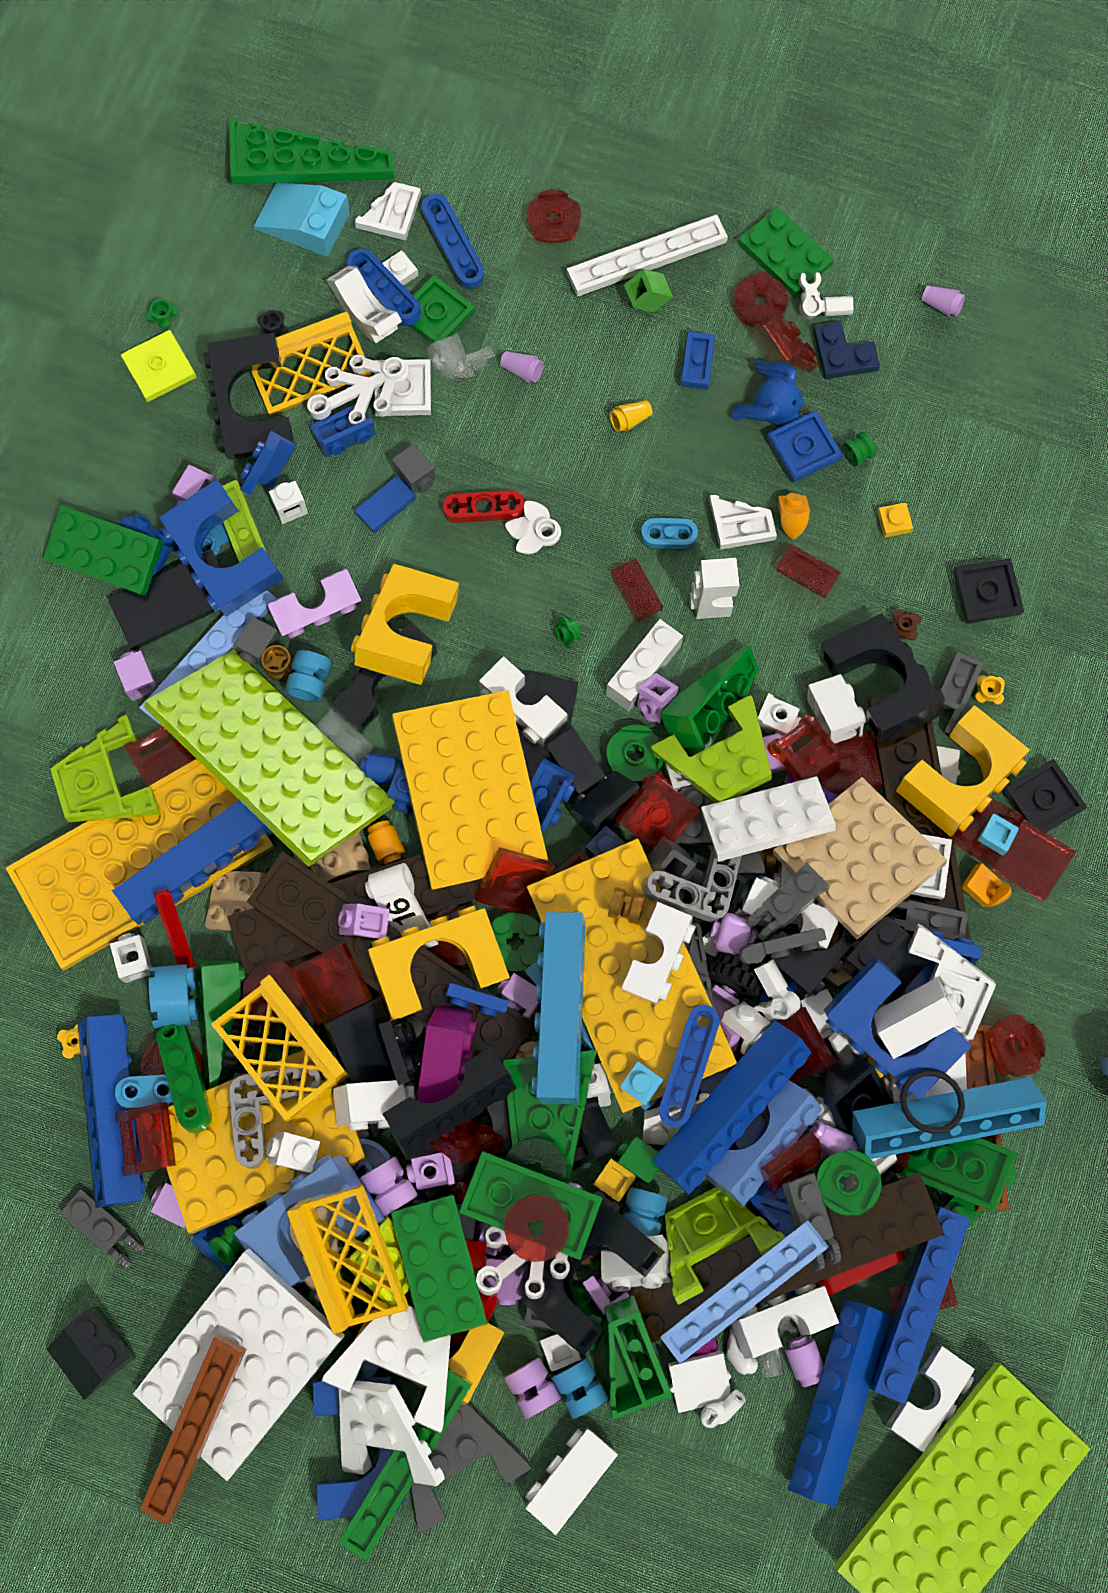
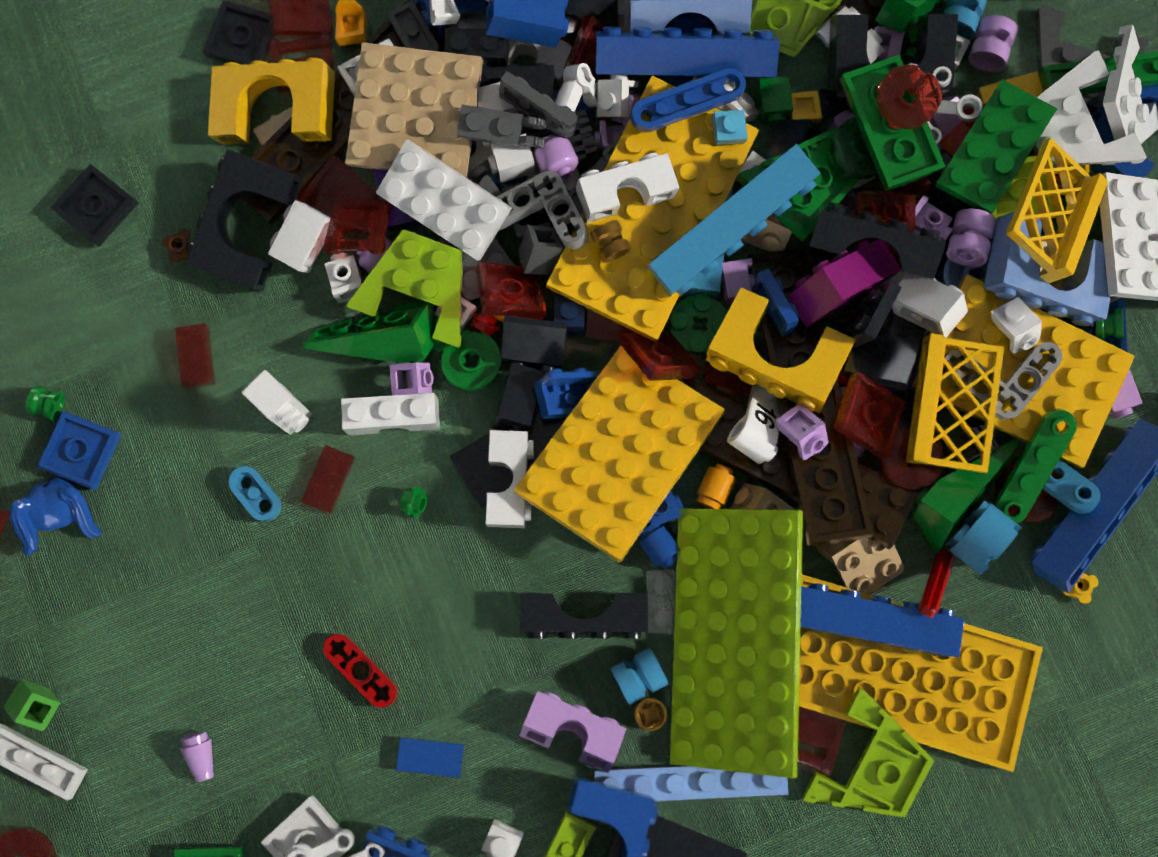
camera: 130 degrees left, 5 degrees up
(121, 951) = (992, 597): white brick -> none
(135, 675) = (765, 825): lavender brick -> none
(153, 1137) = (1098, 444): clear red plate -> none
(254, 640) = (648, 748): dark grey brick -> none
(402, 592) = (568, 631): yellow arch -> none
(414, 469) = (378, 758): dark grey brick -> none
(453, 363) = (246, 818): clear brick -> none
(530, 528) = (348, 614): white plate -> none
(629, 415) = (170, 619): yellow cone -> none
(644, 1210) = (807, 67): dark azure wheel -> none
(698, 360) = (67, 606): blue plate -> none
(741, 524) = (196, 444): white wing -> none
(794, 514) = (149, 408): light orange plate -> none
(895, 520) = (89, 326): yellow plate -> none
(959, 686) = (198, 165): dark grey hinge -> none
(997, 685) = (181, 134): yellow plate -> none
(998, 834) = (302, 41): medium azure plate -> none

